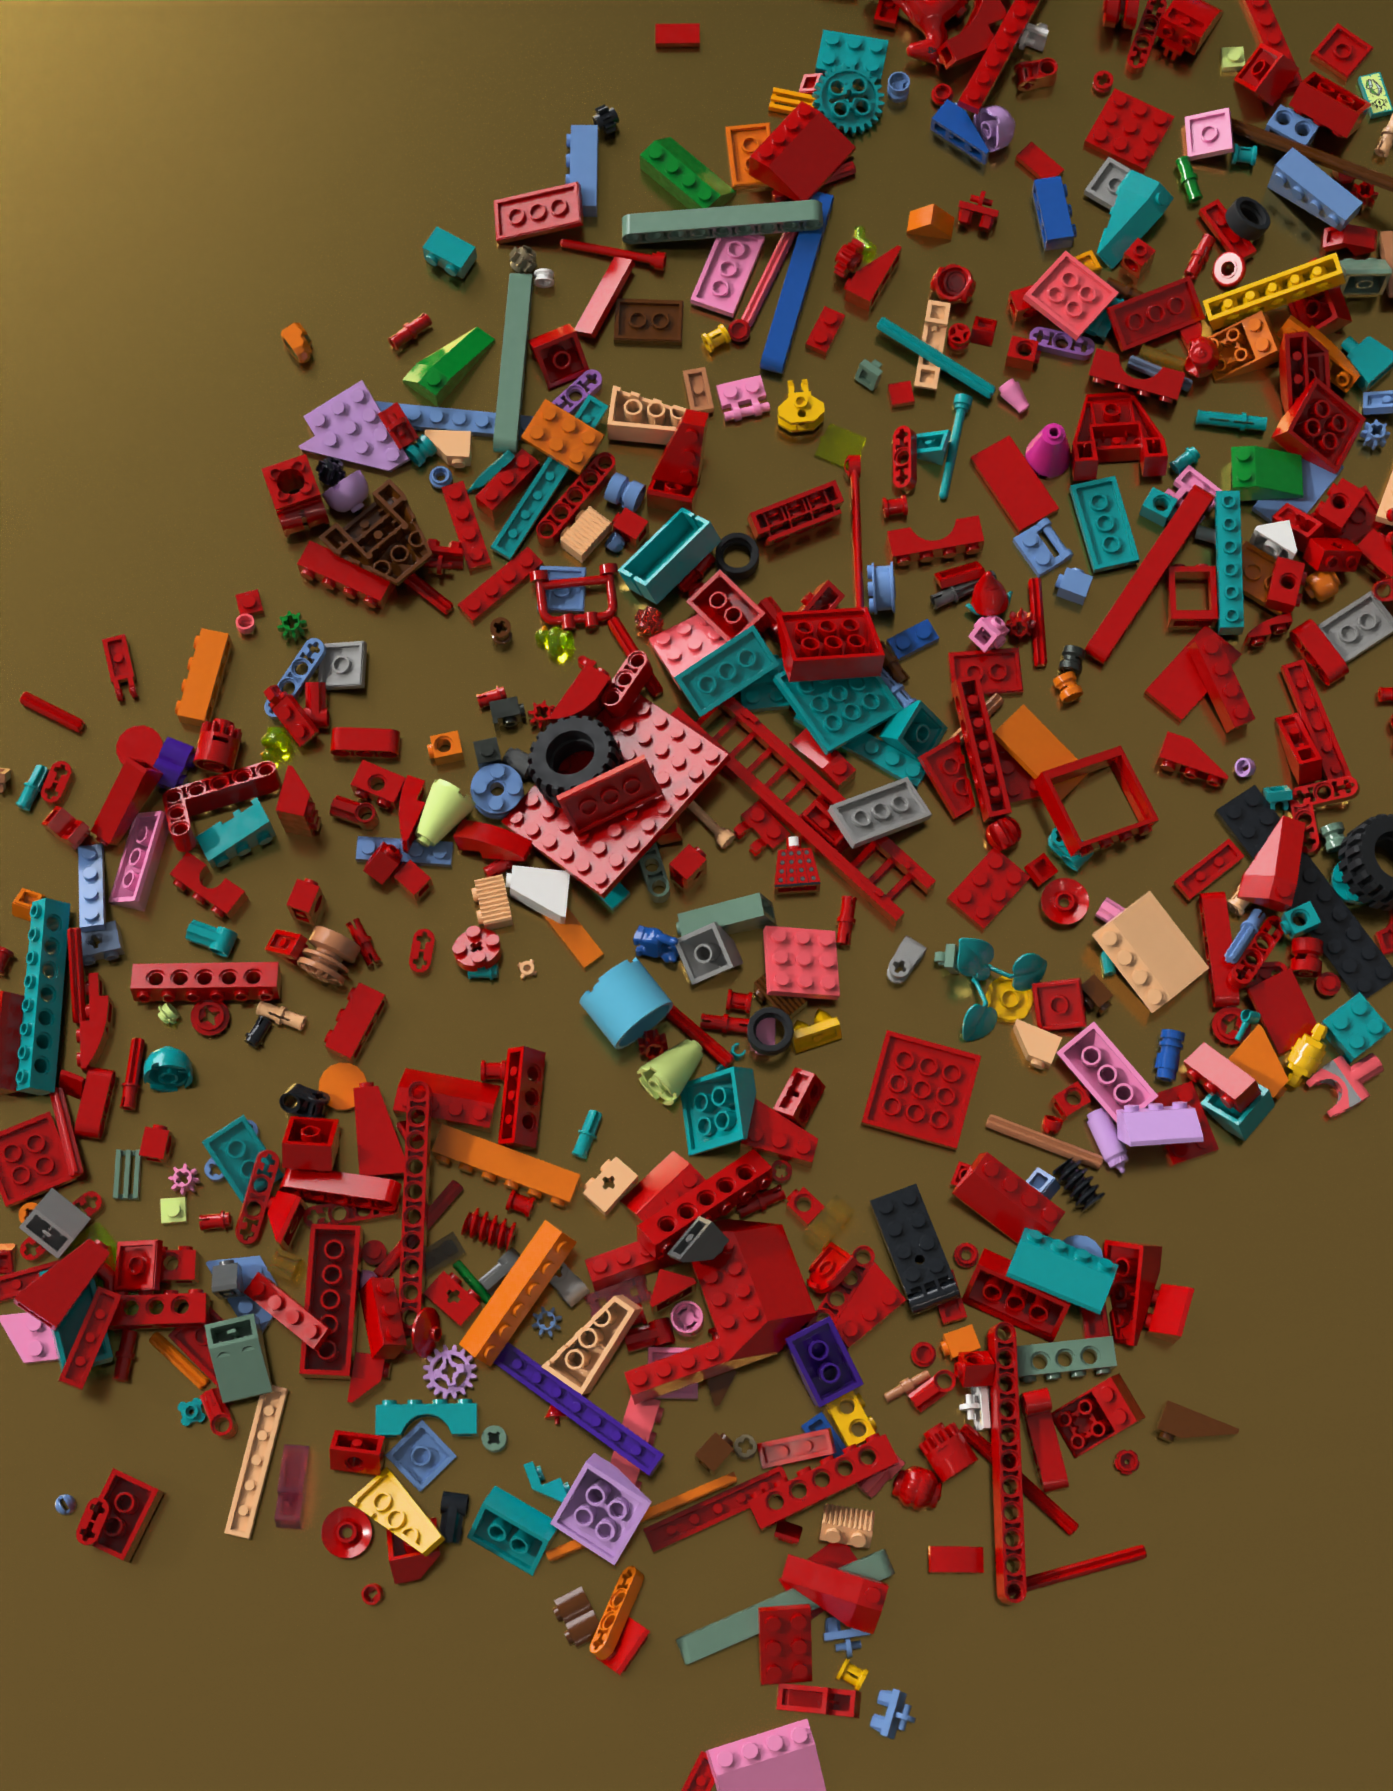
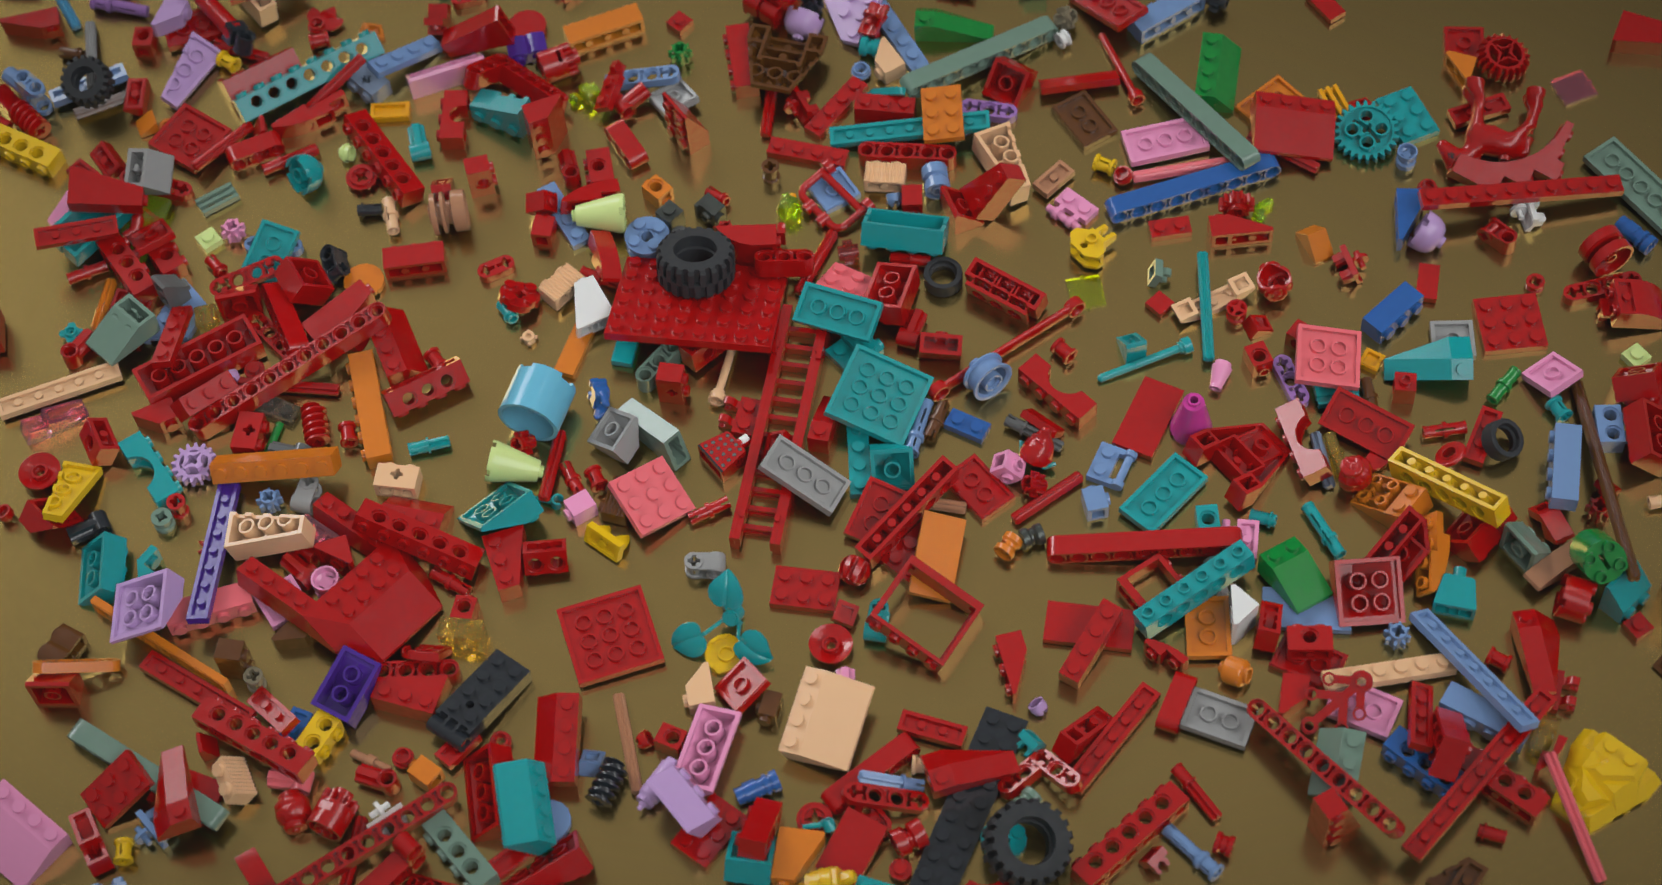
camera: 60 degrees right, 15 degrees down
(145, 942) = (390, 111): none -> light orange tile
(156, 1144) = (248, 200): red brick -> none
(245, 624) = (664, 25): coral hinge -> none
(364, 941) = (477, 230): red pin -> none
(392, 676) = (684, 126): none -> red slope
(420, 1455) = (123, 484): medium blue plate -> none
(426, 1332) = (212, 422): red dish -> none
(488, 1407) = (173, 504): none -> red bush
(609, 795) = (680, 290): red tile -> none
(699, 1243) = (378, 545): dark grey slope -> none
(770, 1012) = (584, 517): black tyre -> none
(788, 1171) = (479, 579): red bush -> none
(829, 644) = (908, 362): red slope -> none
(910, 466) = (1107, 334): red beam -> none
(974, 1369) = (406, 788): red brick -> none
(1288, 572) = (1216, 631): red brick -> none
(1307, 913) = (934, 820): teal brick -> none
(1332, 554) = (1262, 659): red brick -> none

